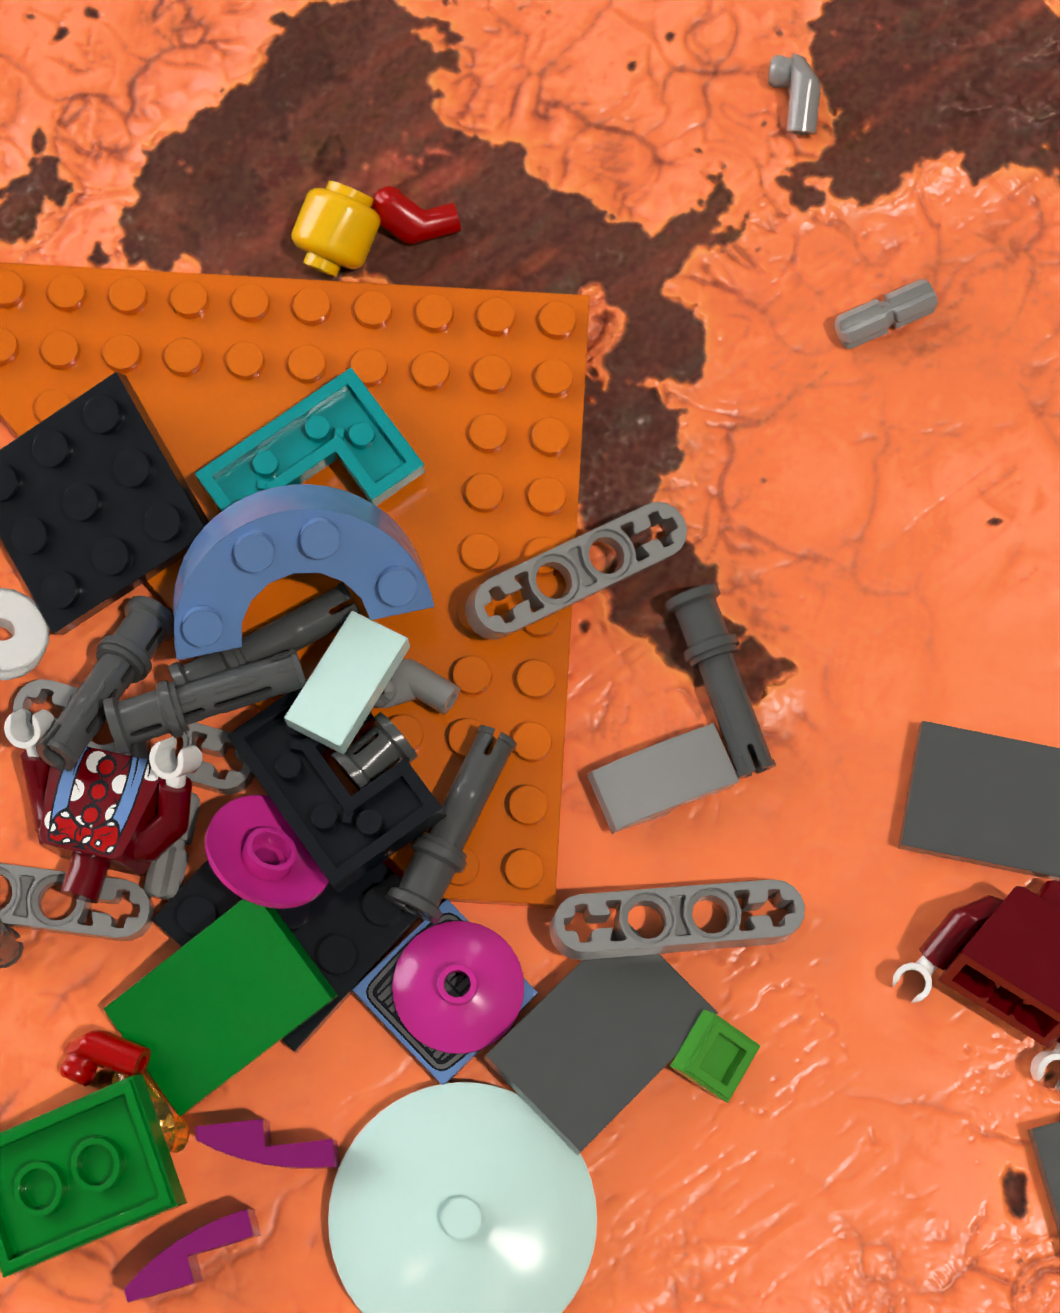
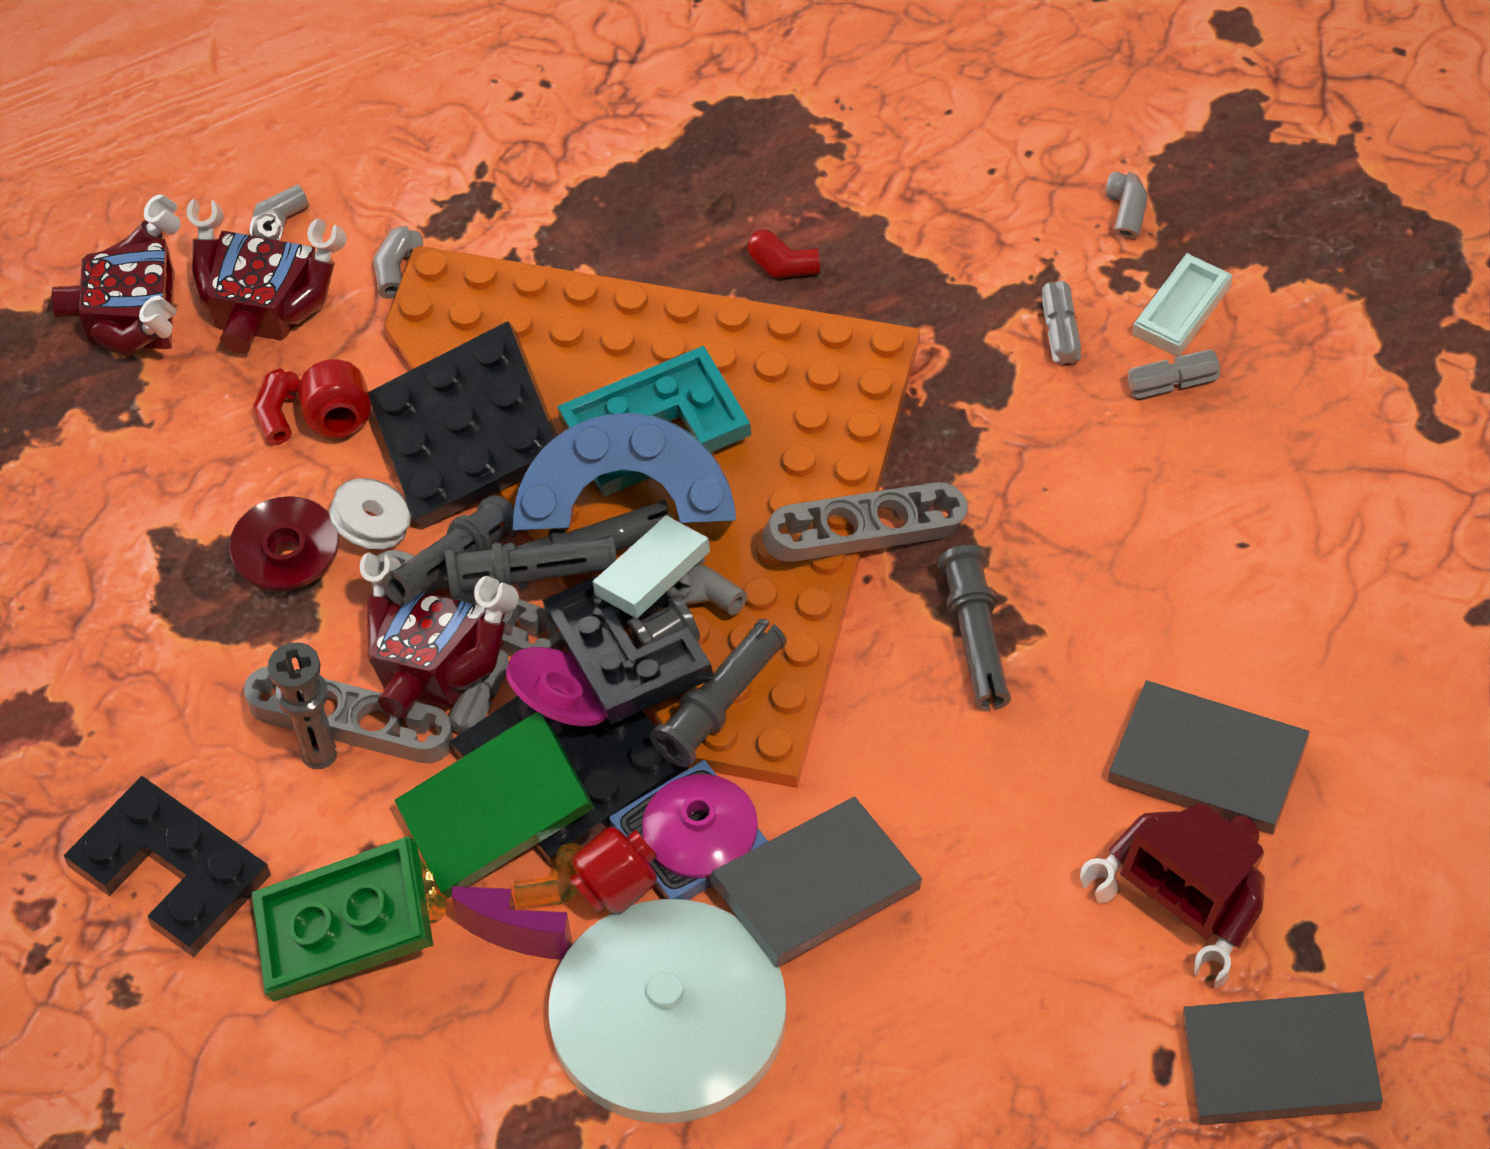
camera: 15 degrees right, 20 degrees down
(102, 1050) = (384, 828): red arm -> none
(179, 1263) = (409, 1001): magenta slope -> none
(312, 1080) = (554, 888): none -> clear yellow arm
(335, 228) = (714, 253): yellow head -> none
(374, 1070) = (614, 870): none -> red head
(662, 778) = (900, 693): light grey slope -> none
(676, 909) = (899, 808): light grey beam -> none
(715, 1055) = (913, 910): bright green tile -> none
(752, 272) = (1060, 319): none -> light grey piece
(879, 219) = (1182, 305): none -> light aqua tile

